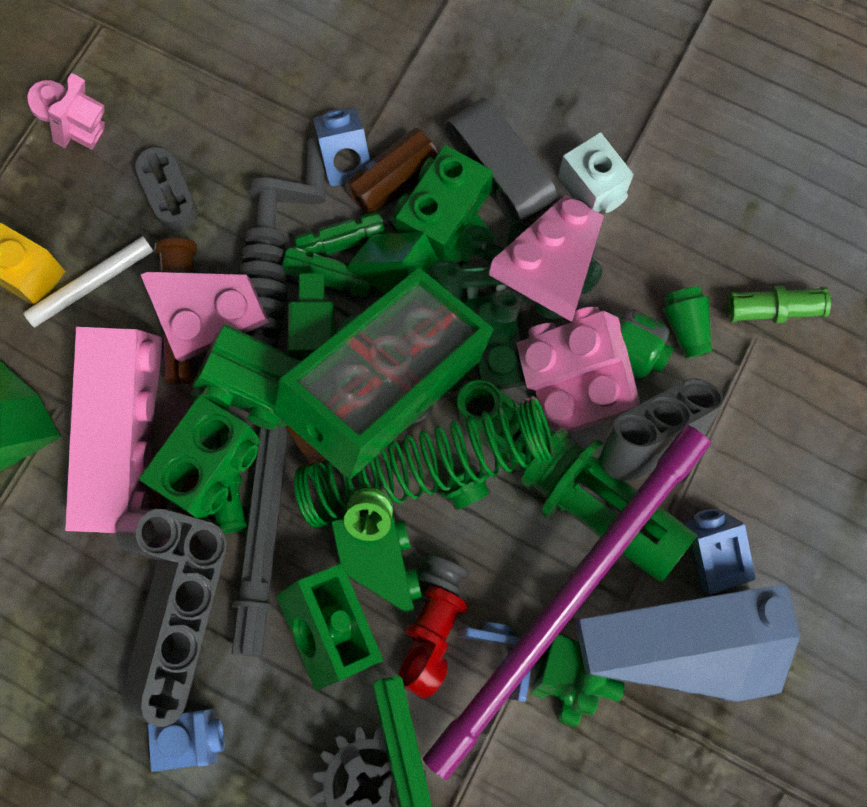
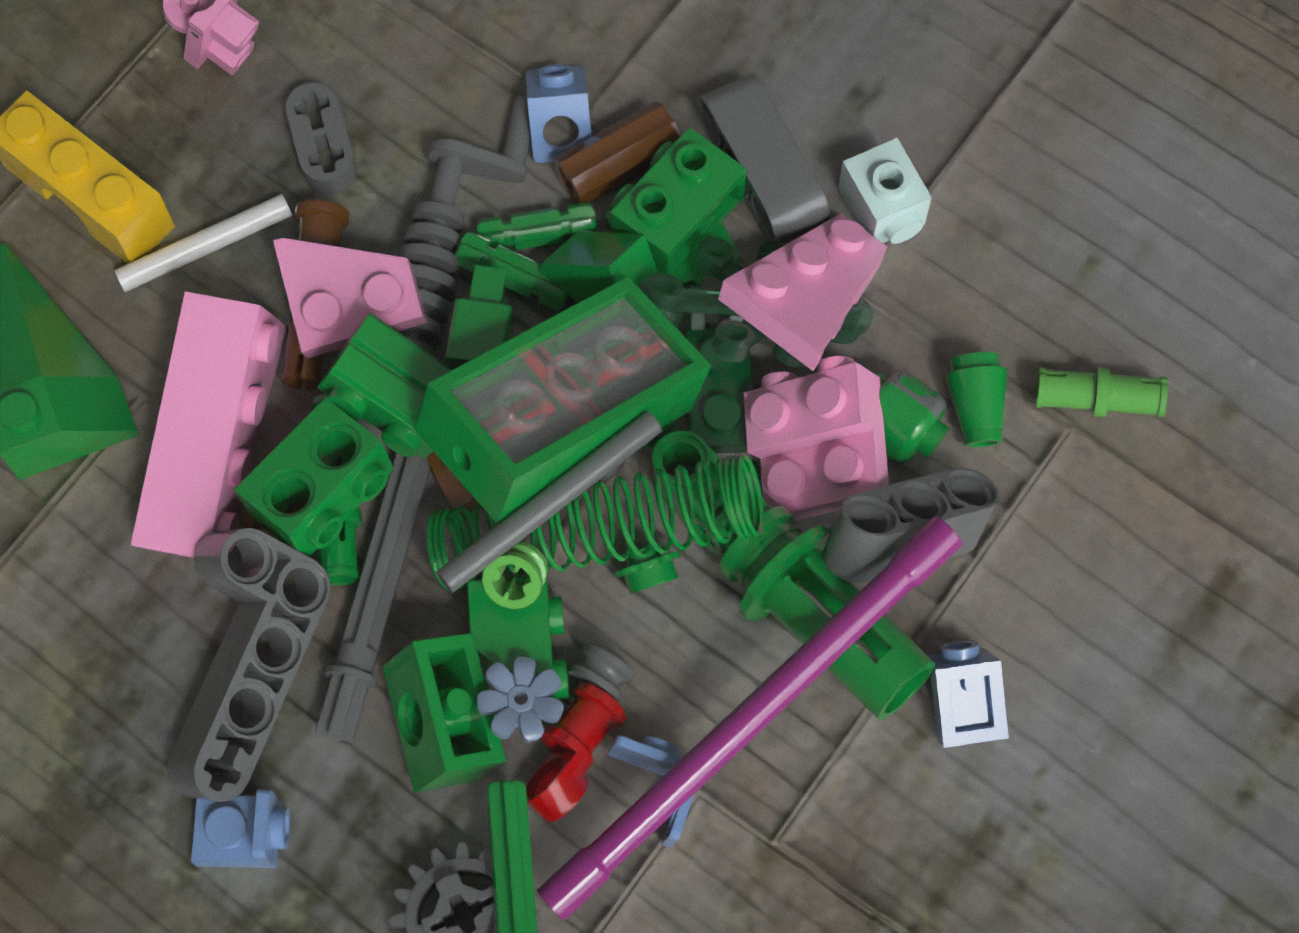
camera: 10 degrees right, 5 degrees down
(386, 456) = (548, 501): none -> dark grey bar
(393, 601) = (520, 699): none -> sand blue plant
(564, 676) = (750, 823): green piece -> none
(708, 646) = (930, 803): sand blue wedge -> none

